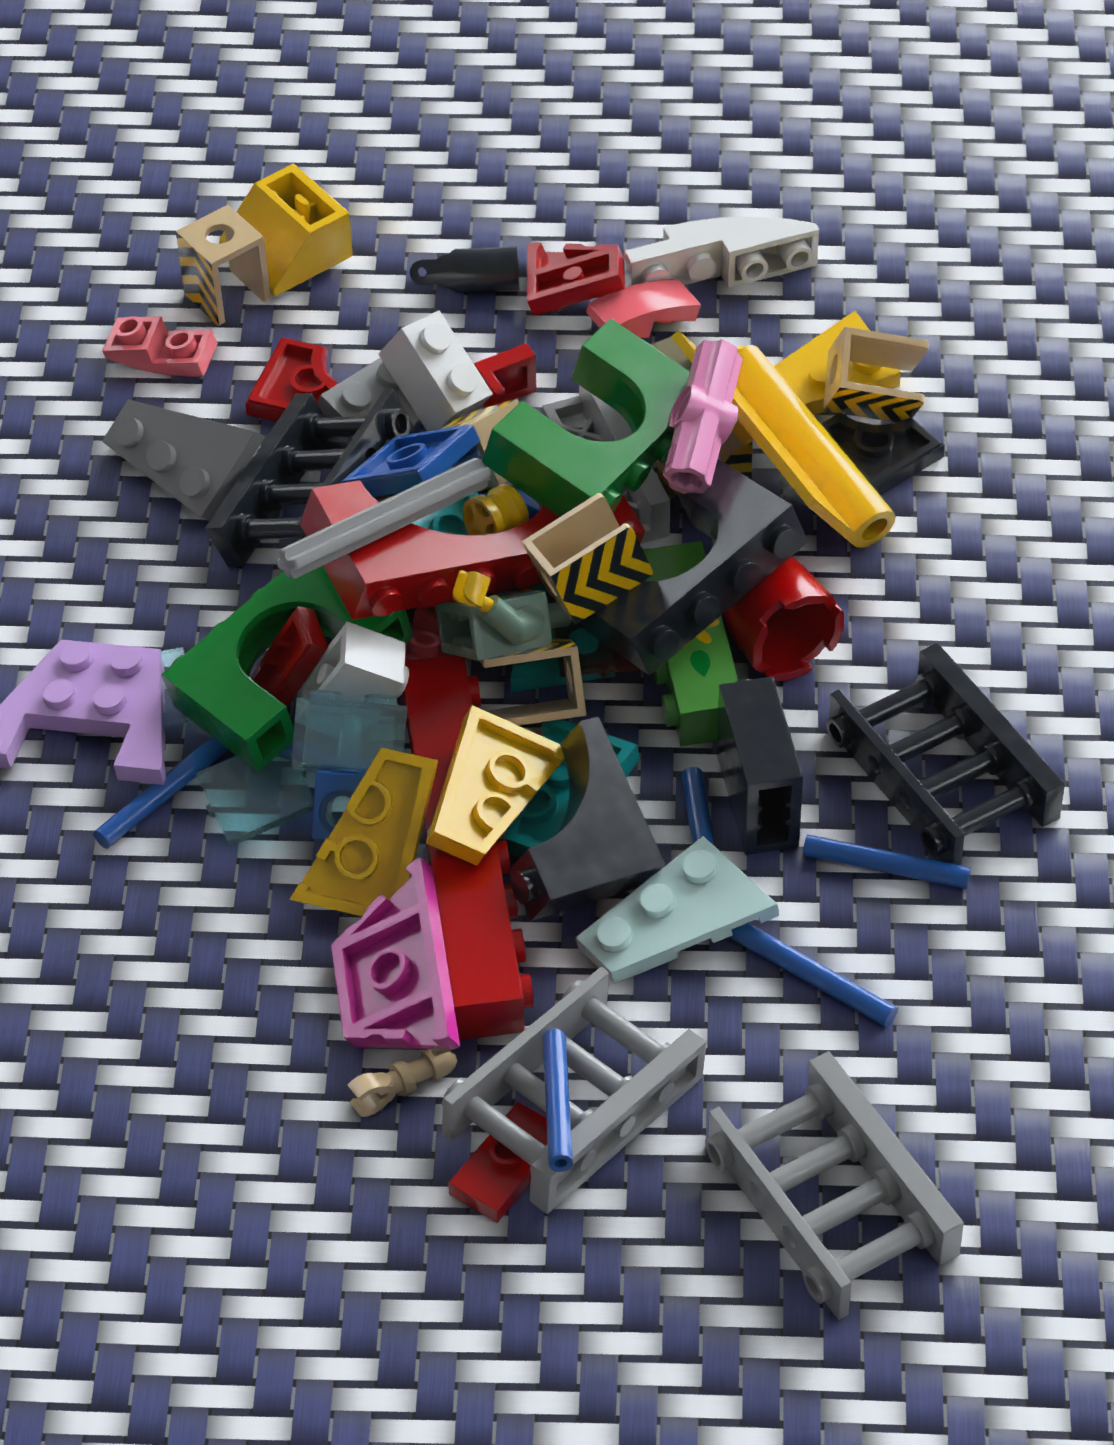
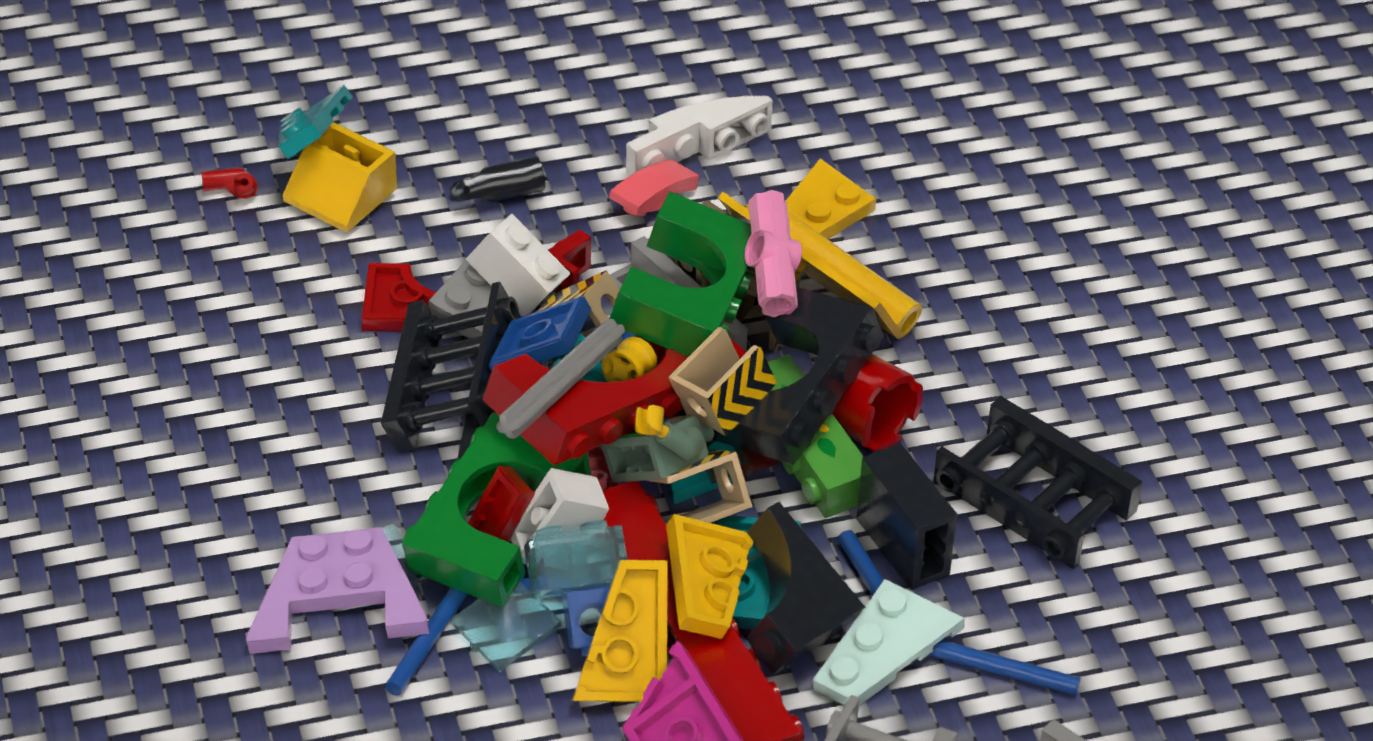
camera: 20 degrees left, 5 degrees down
(150, 347) = (258, 291): coral slope -> none
(171, 211) = (233, 180): none -> red arm
(183, 453) = (333, 369): light grey wing -> none
(201, 259) = (290, 214): tan piece -> none
(268, 160) = (303, 128): none -> teal wing
(572, 275) = (588, 170): red wing -> none
(876, 350) = (861, 223): tan piece -> none
(885, 451) = (893, 259): black tile -> none
(886, 861) = (1024, 570): blue piece -> none

